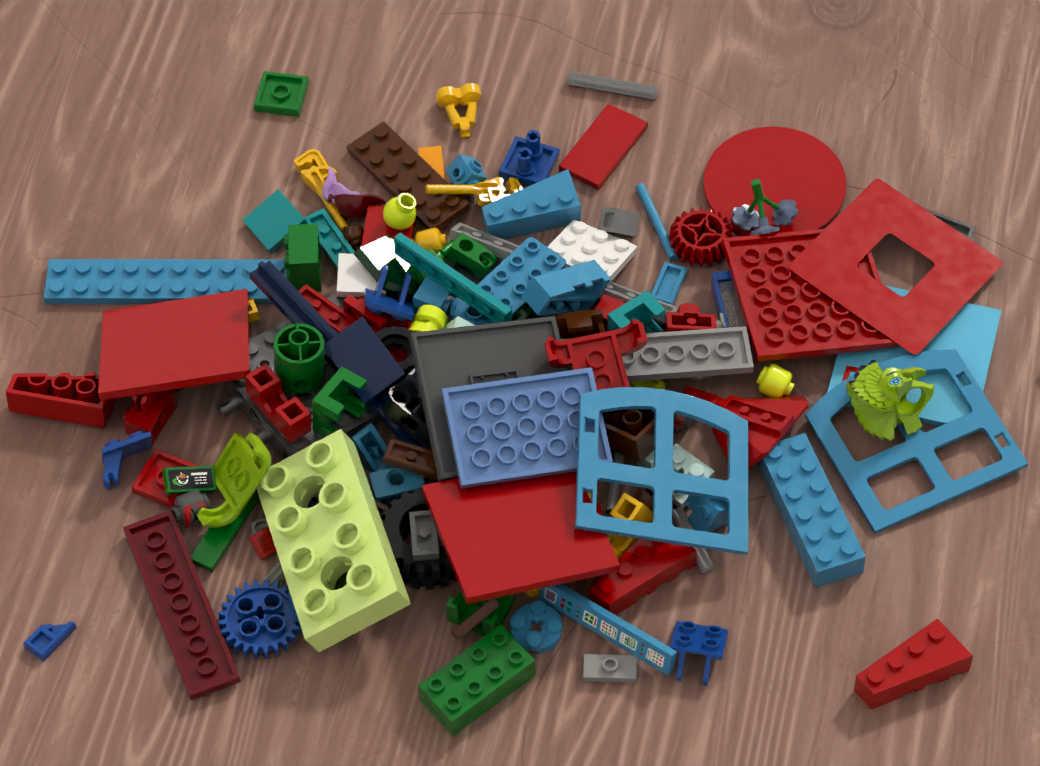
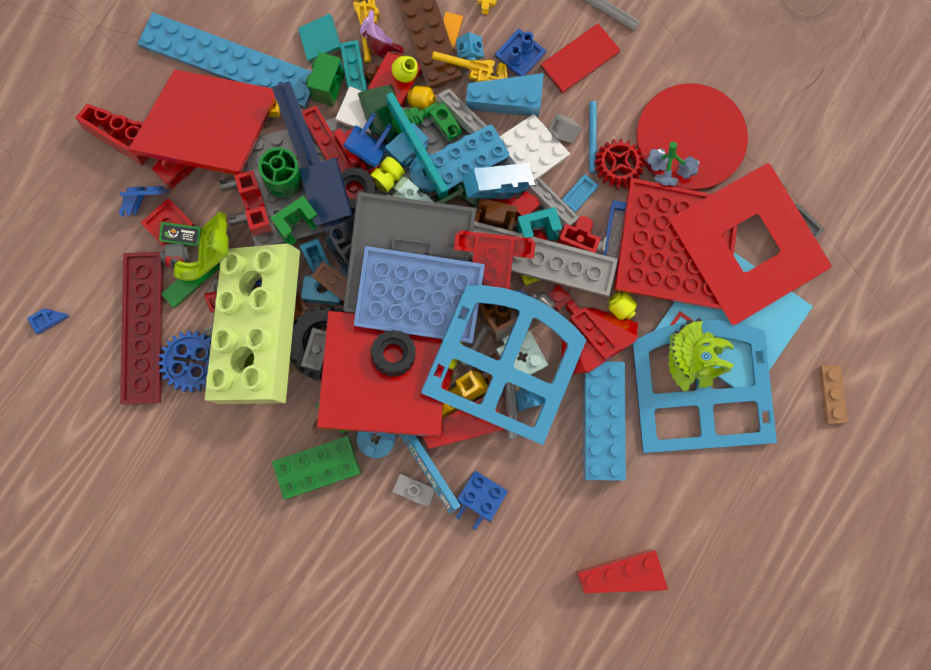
camera: 20 degrees right, 25 degrees up
(522, 514) = (400, 339): none -> black tyre

